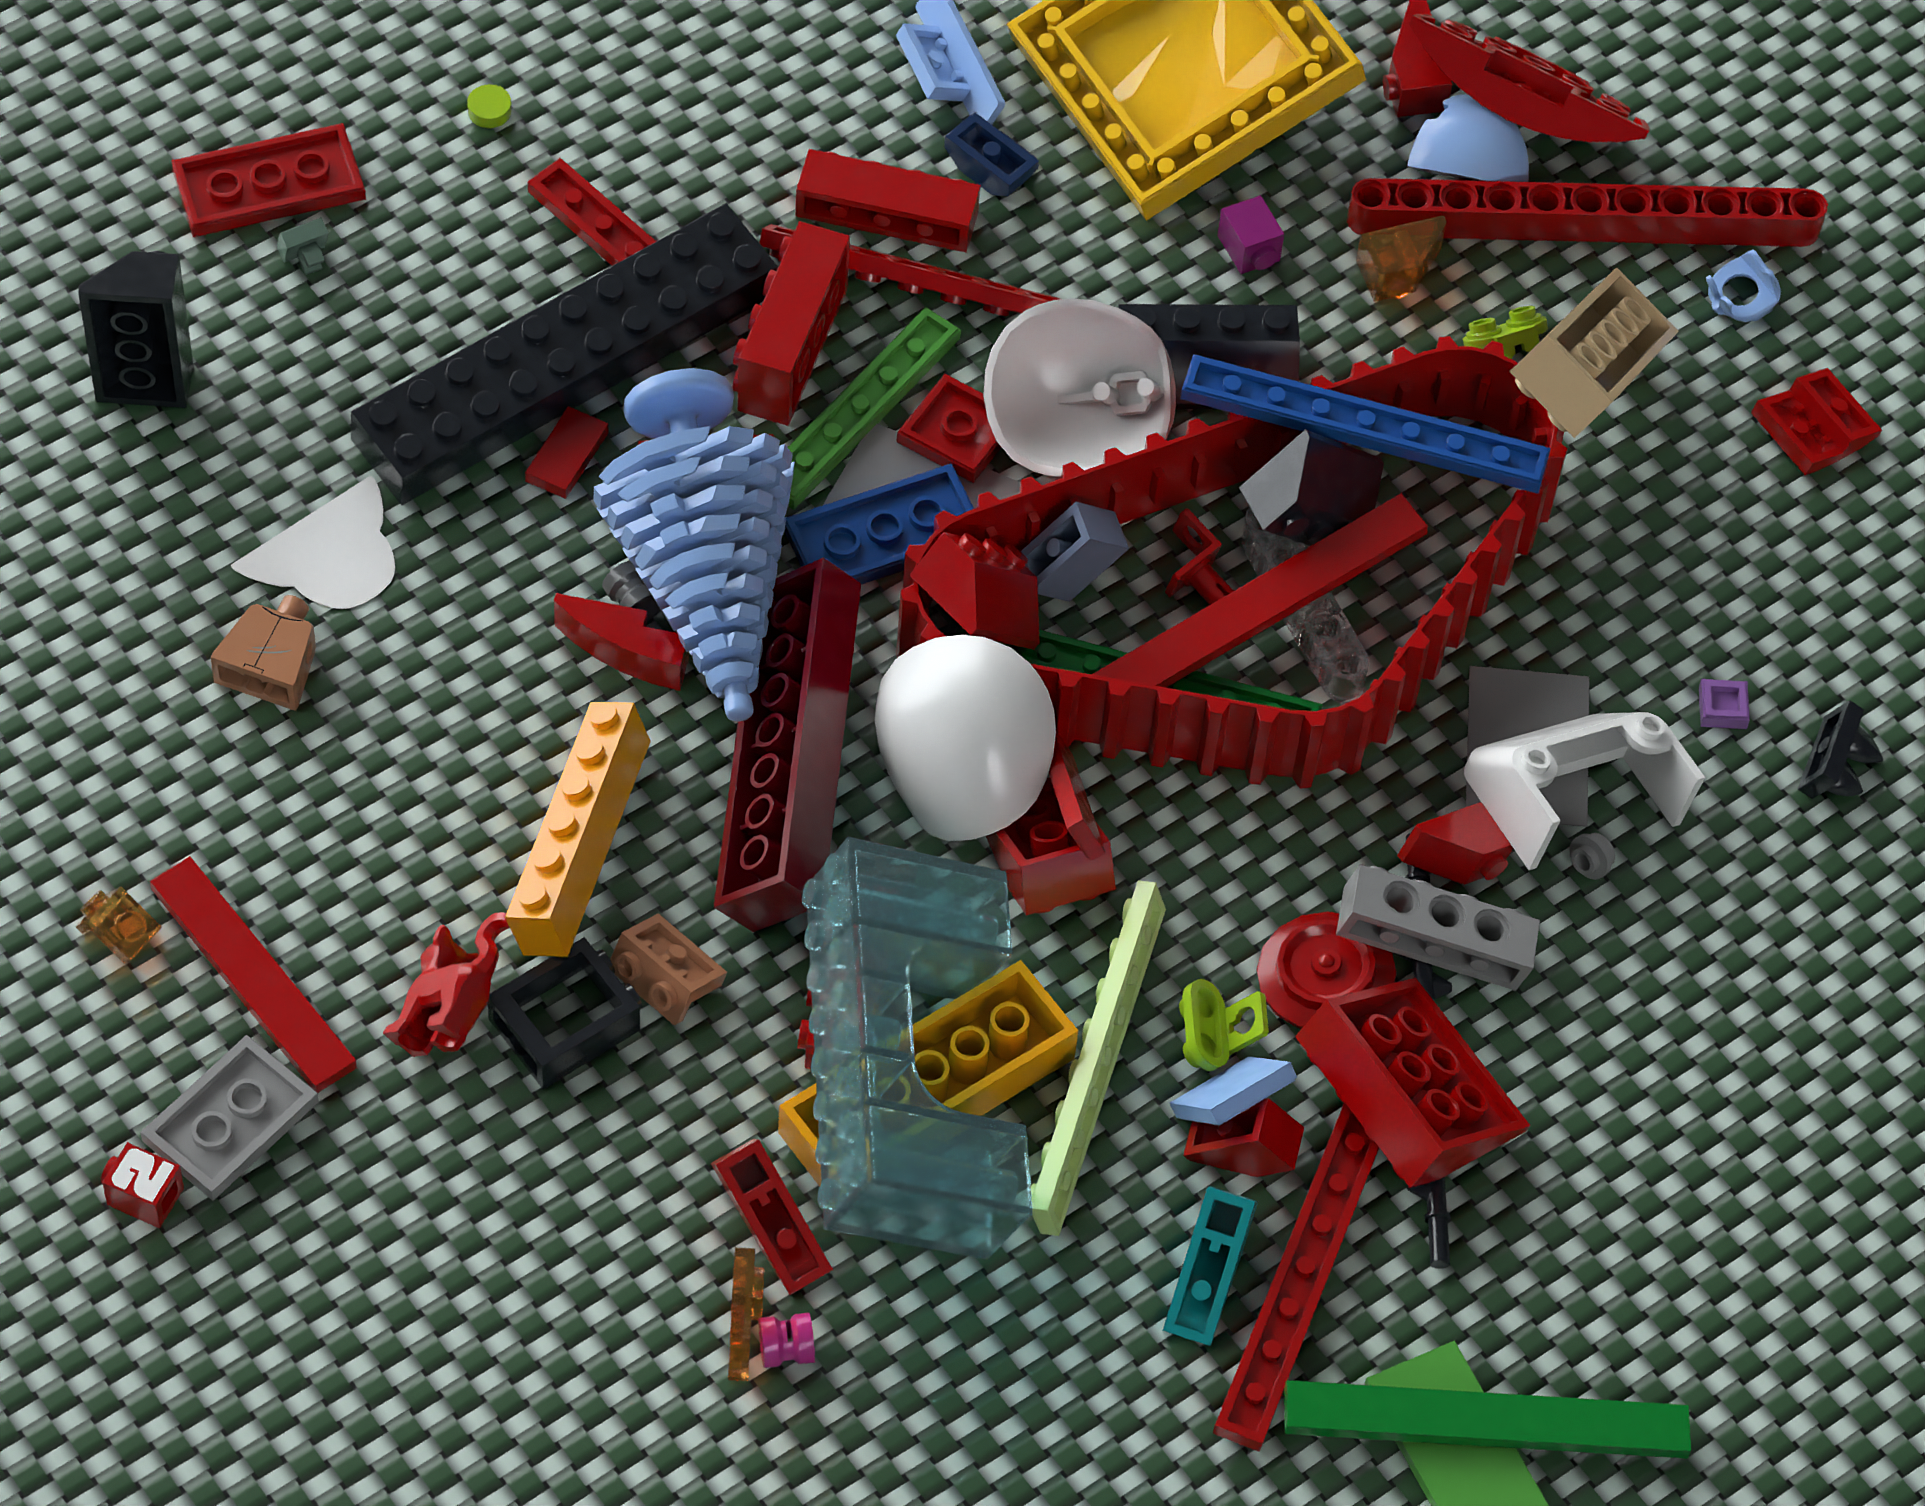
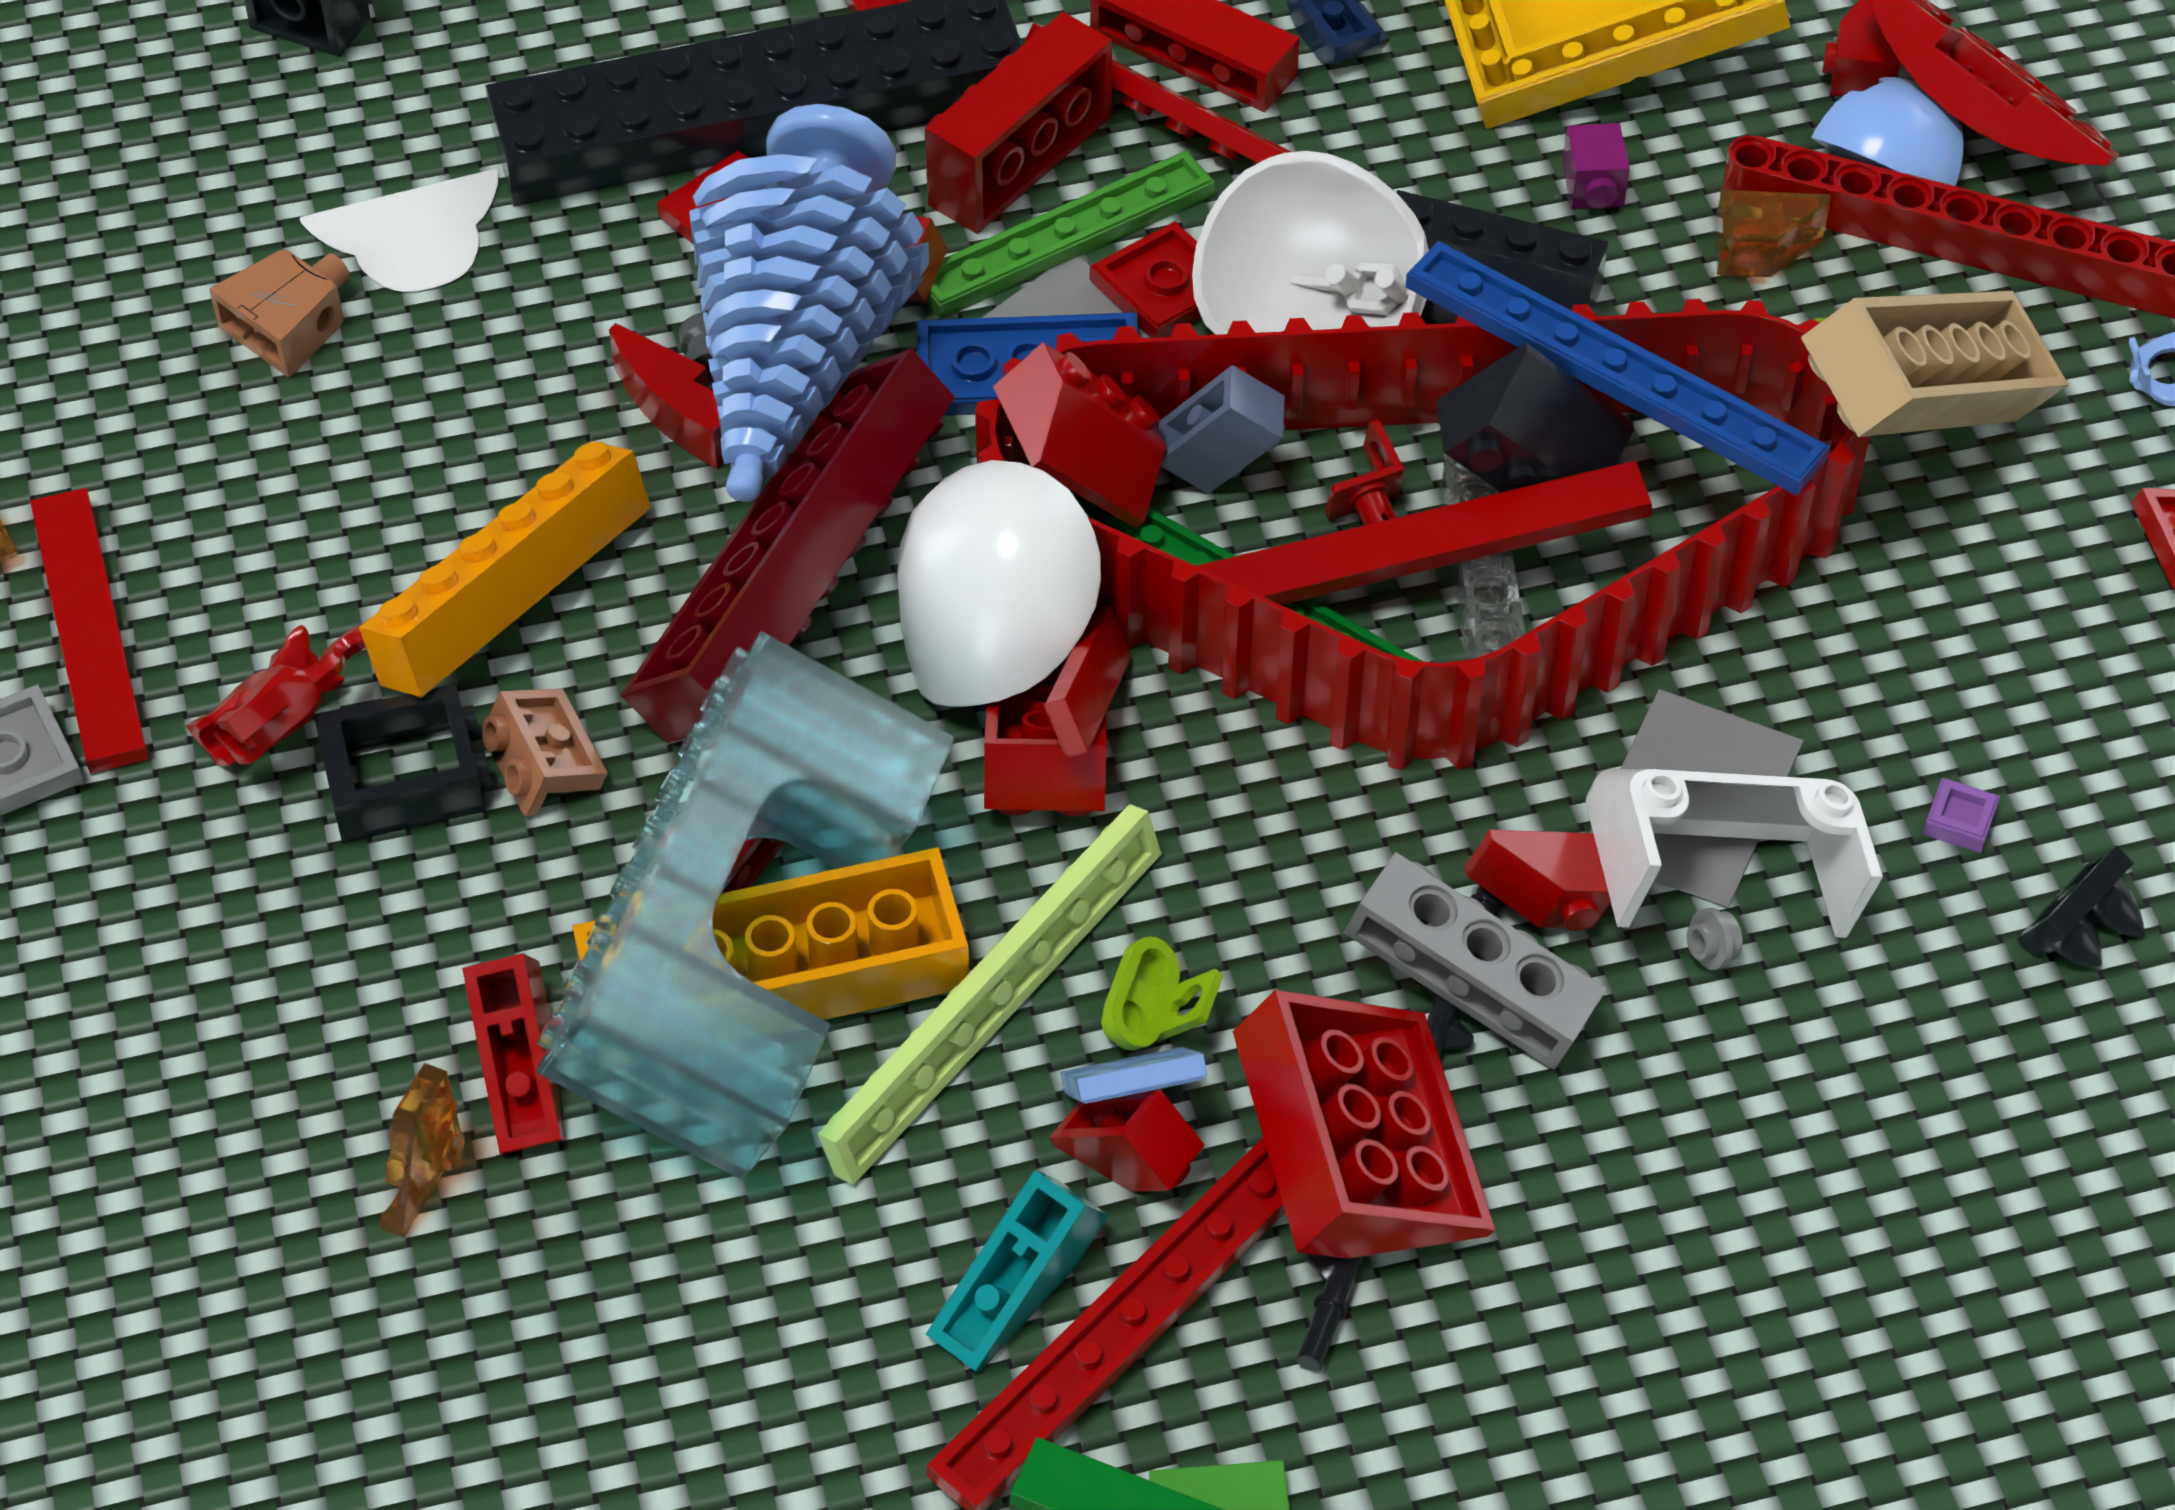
camera: 25 degrees right, 5 degrees down
(775, 1336) = (461, 1201): dark pink wheel -> none
(1311, 963) = (1314, 957): red piece -> none

